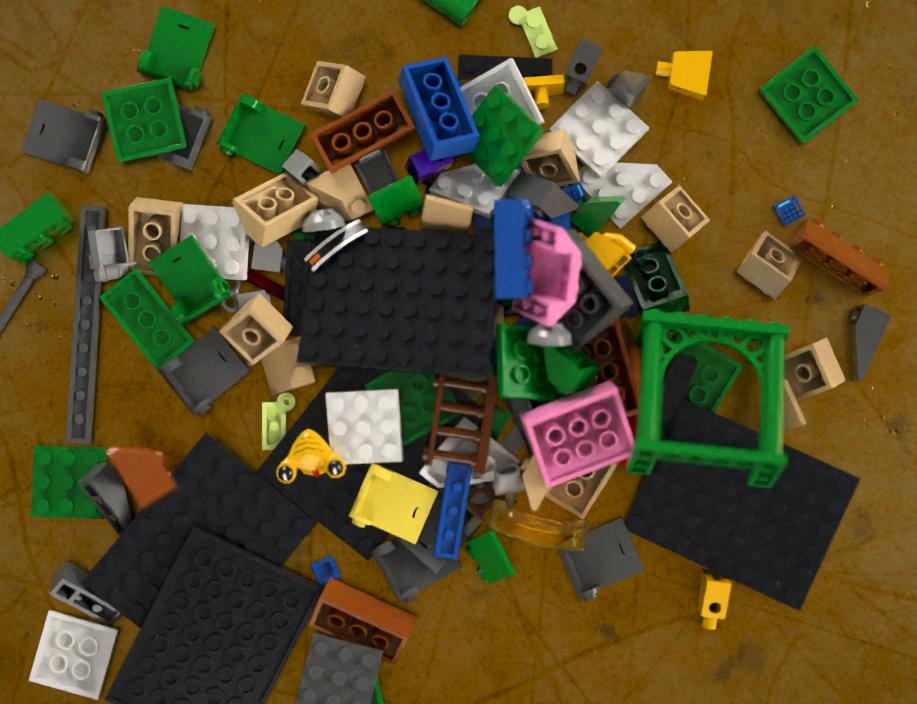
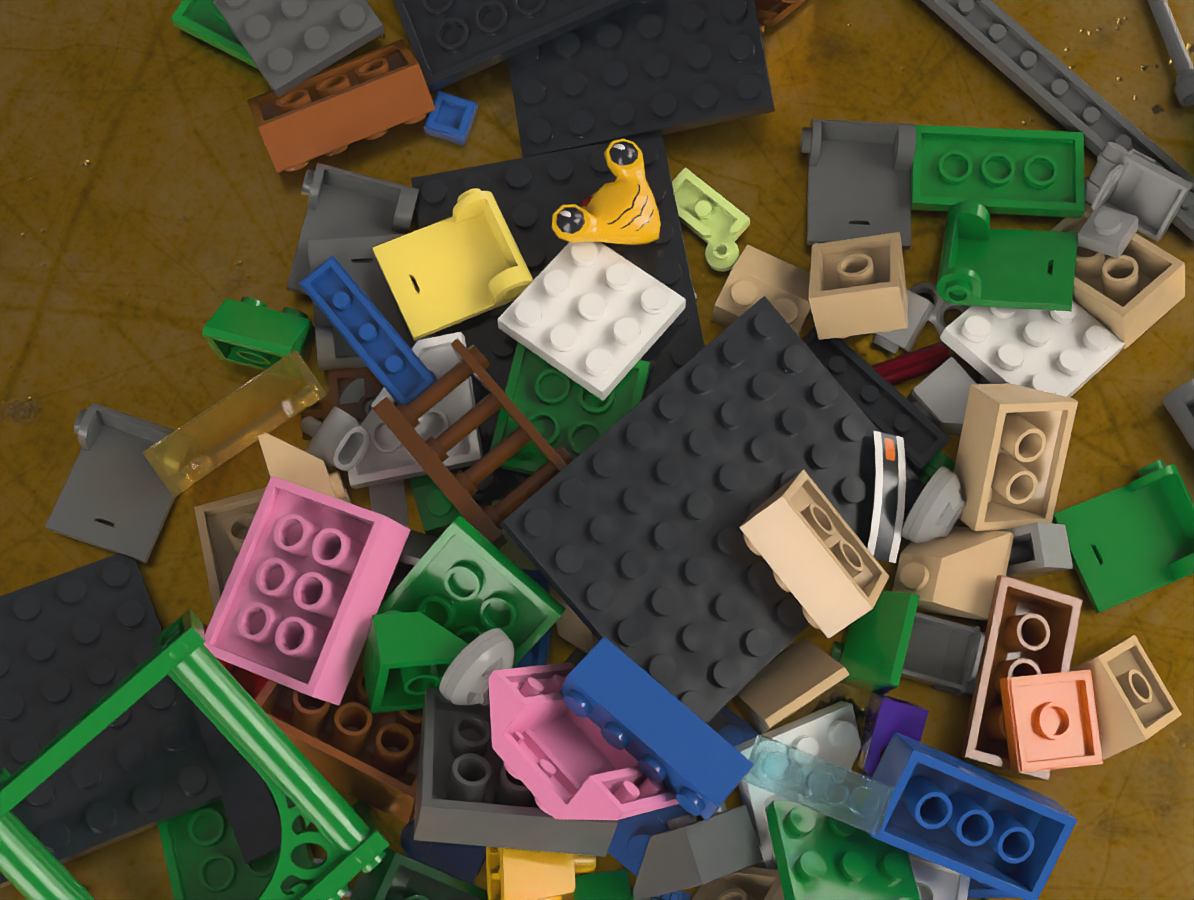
camera: 130 degrees right, 10 degrees down
(137, 249) = (1108, 231): none -> light grey plate
(370, 106) = (1050, 721): none -> tile
(387, 248) = (815, 555): none -> tan slope
(477, 171) = (819, 784): none -> clear light blue plate

